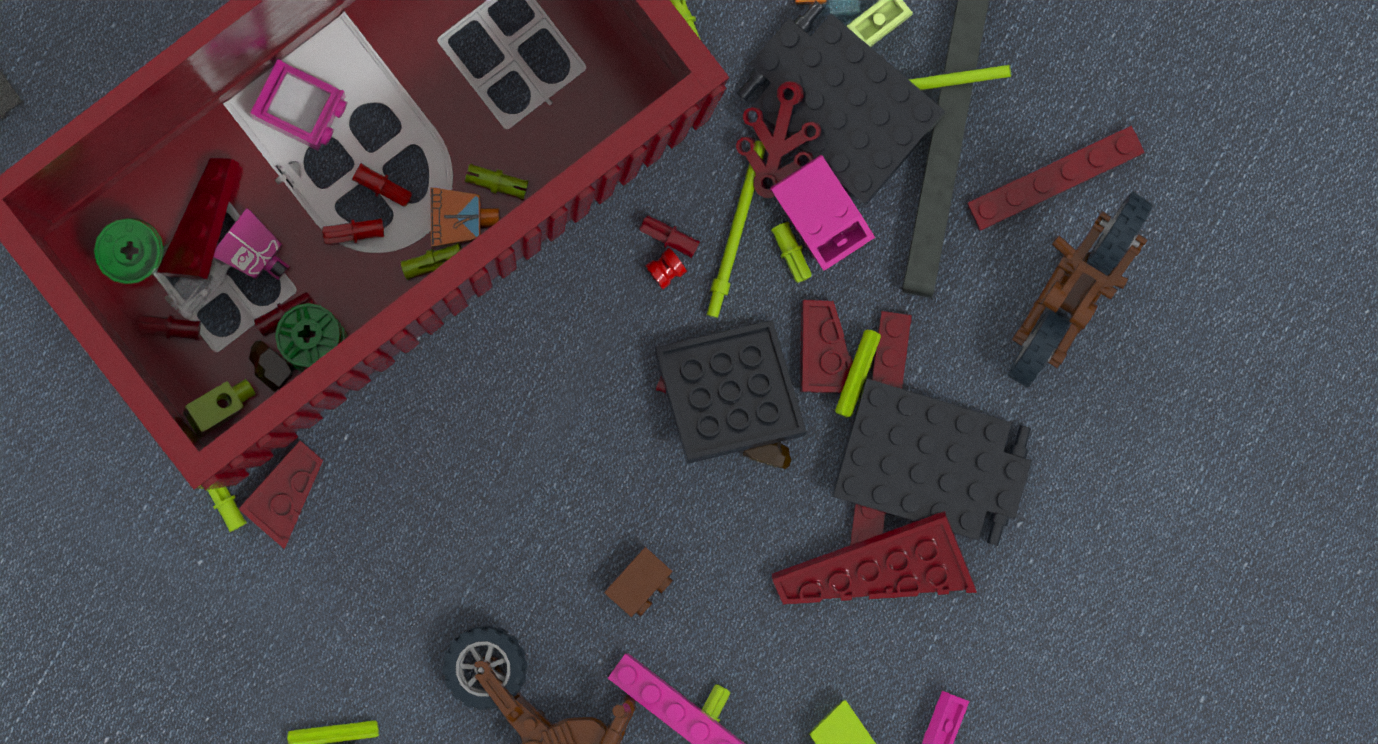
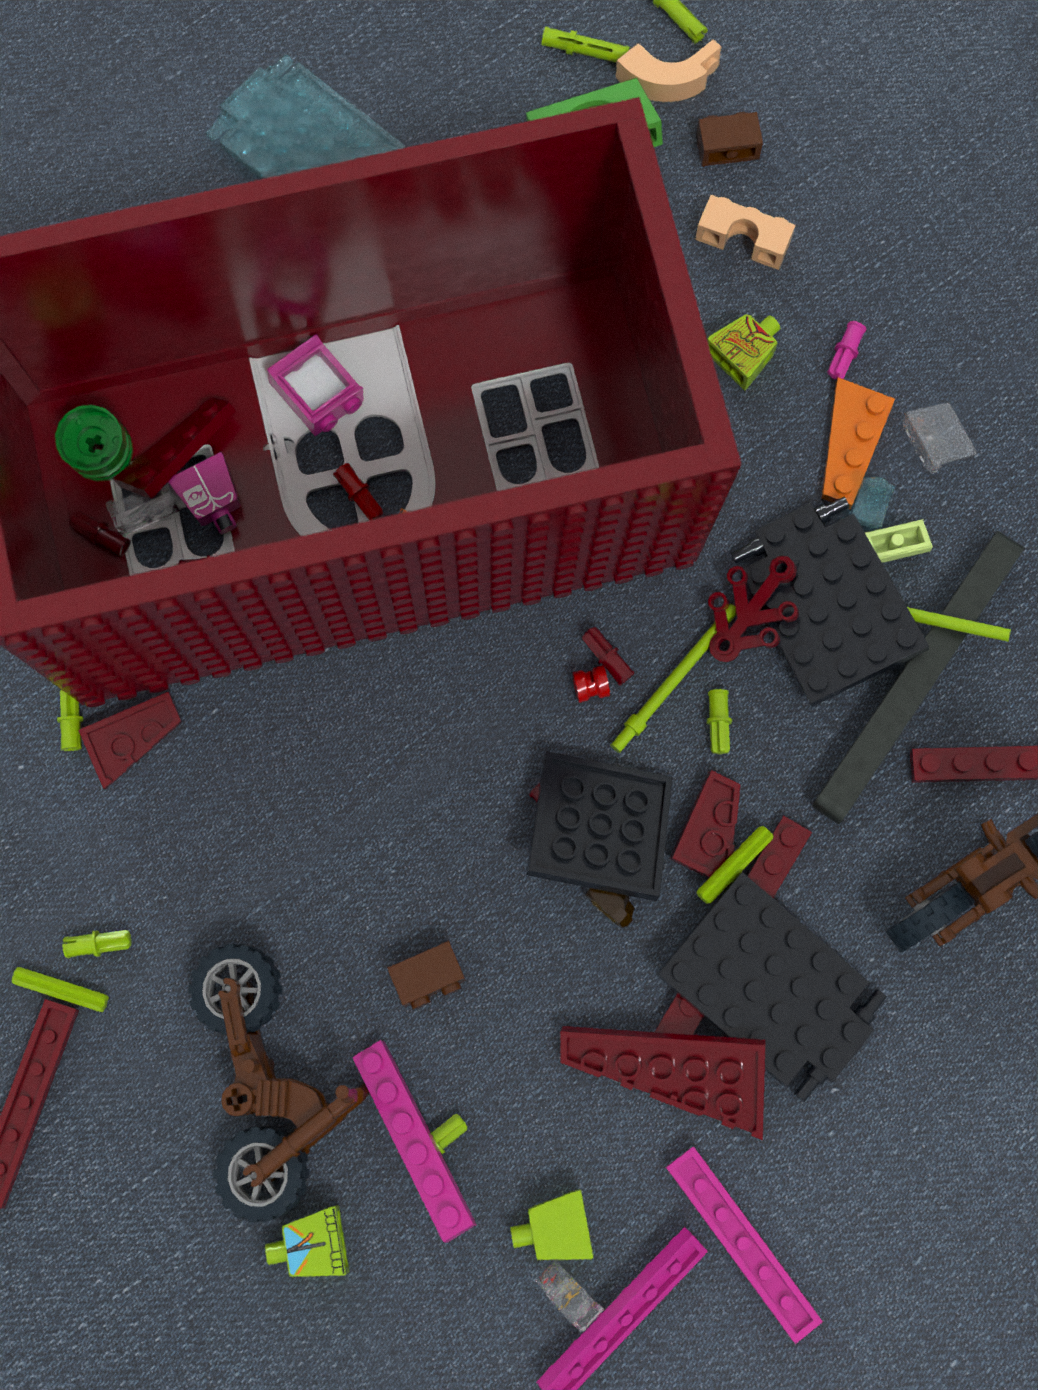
camera: 25 degrees right, 10 degrees down
(345, 682) = (96, 943): none -> lime axle
(353, 231) = (307, 519): red axle -> none
(822, 212) = (766, 693): dark pink slope -> none
(995, 682) = (744, 1245): none -> dark pink plate

